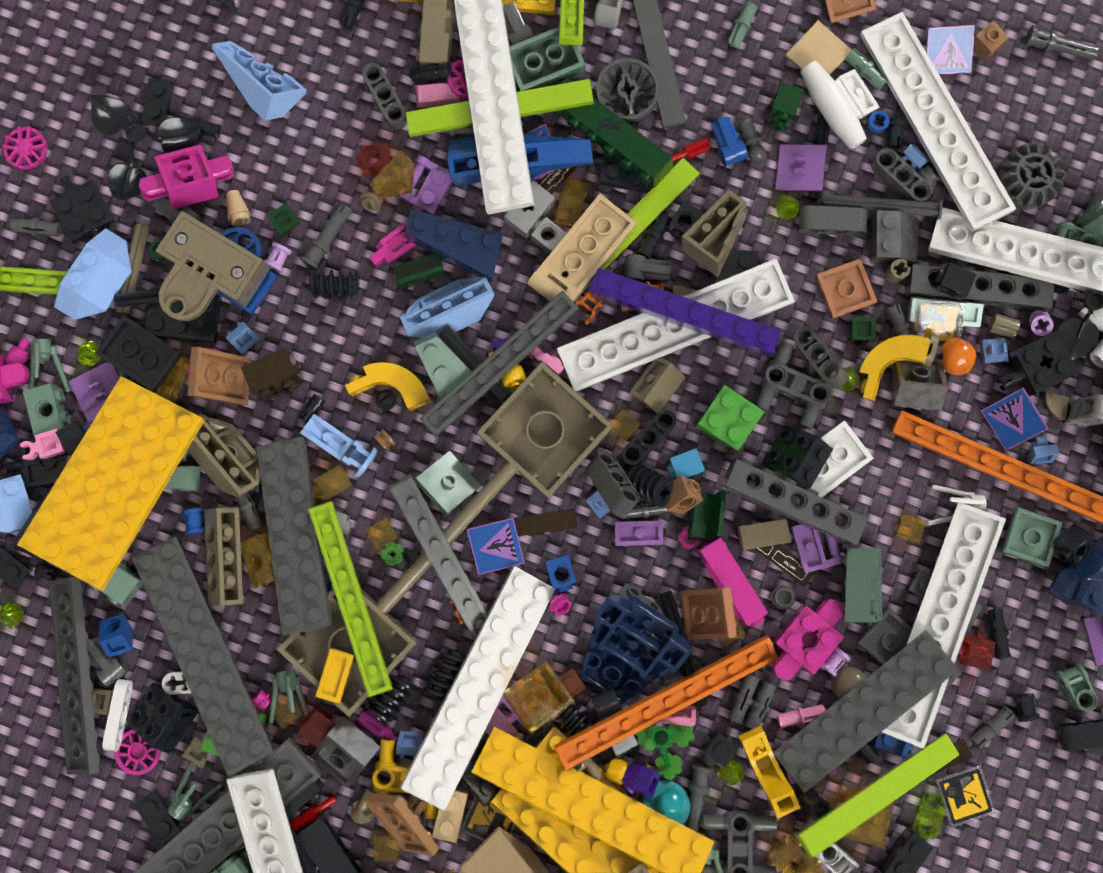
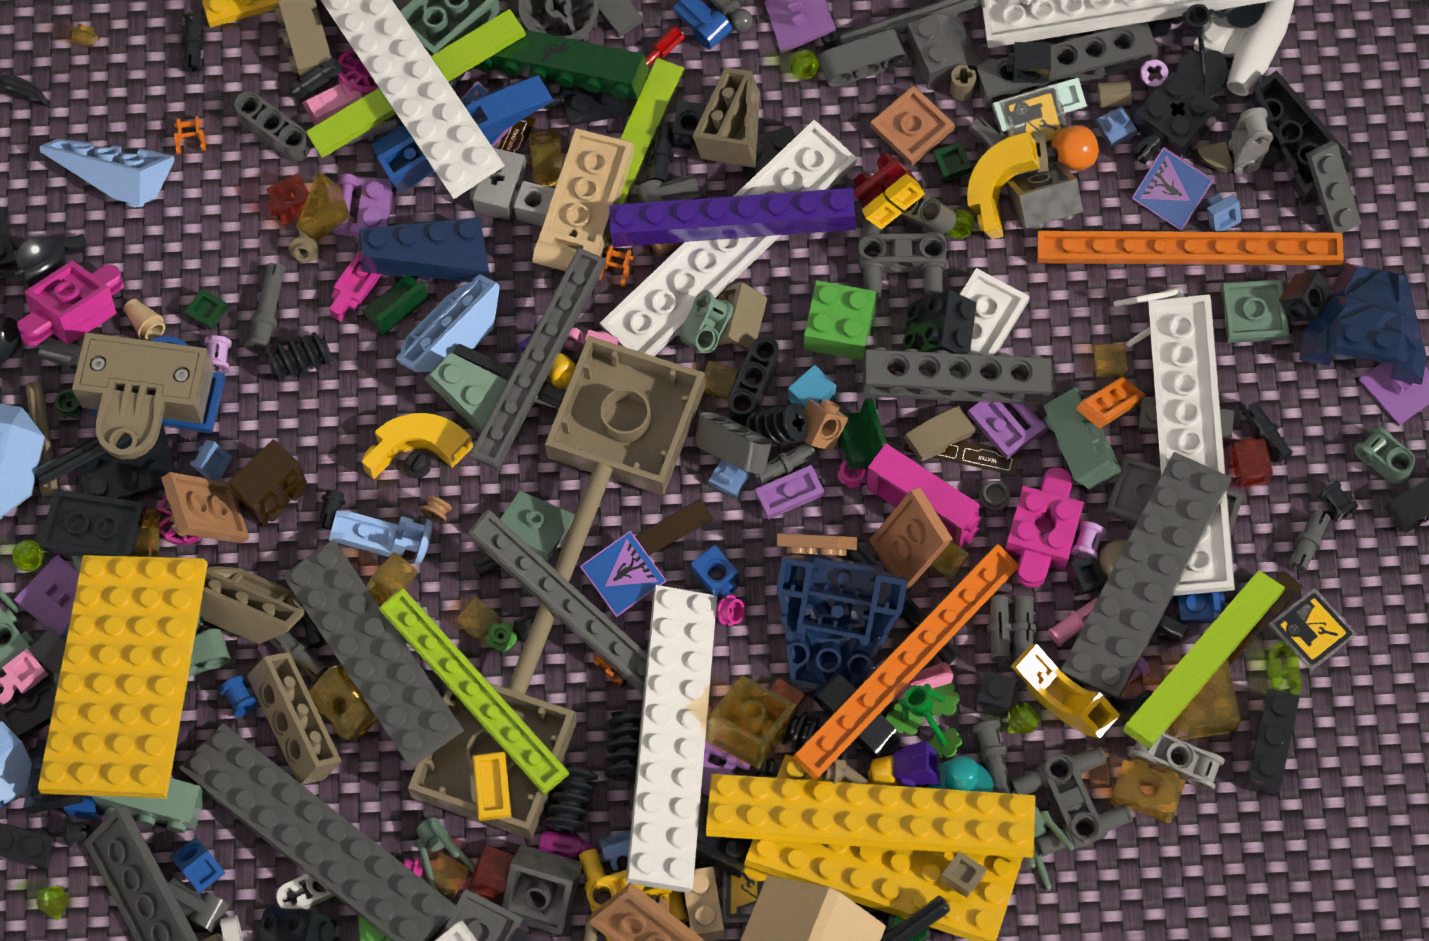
camera: 20 degrees left, 15 degrees down
(316, 76) = (178, 137): none -> orange piece
(631, 382) = (705, 322): none -> sand green piece
(644, 588) = (825, 544): none -> medium nougat plate
(805, 340) = (886, 191): none -> hips
(821, 688) = (1085, 576): none -> black tile
(896, 568) = (1110, 402): none -> orange tile

